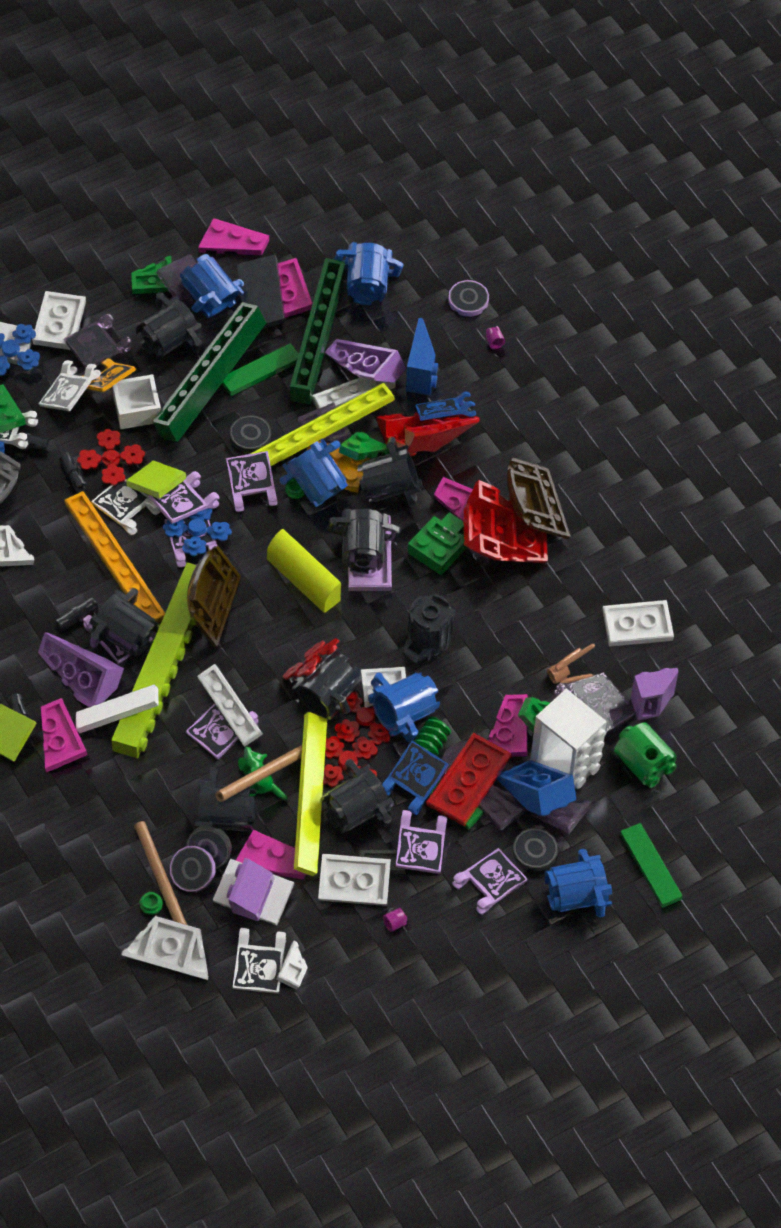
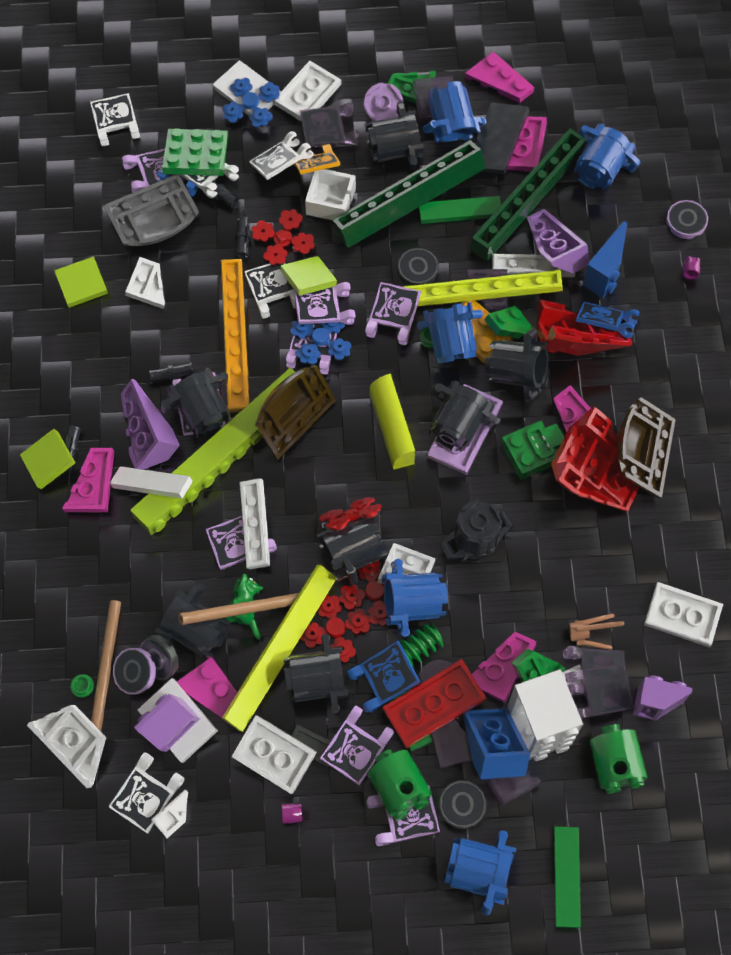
camera: 30 degrees right, 10 degrees up
(136, 302) = (381, 101): none -> lavender tile
(475, 851) = (397, 775): none -> green cylinder

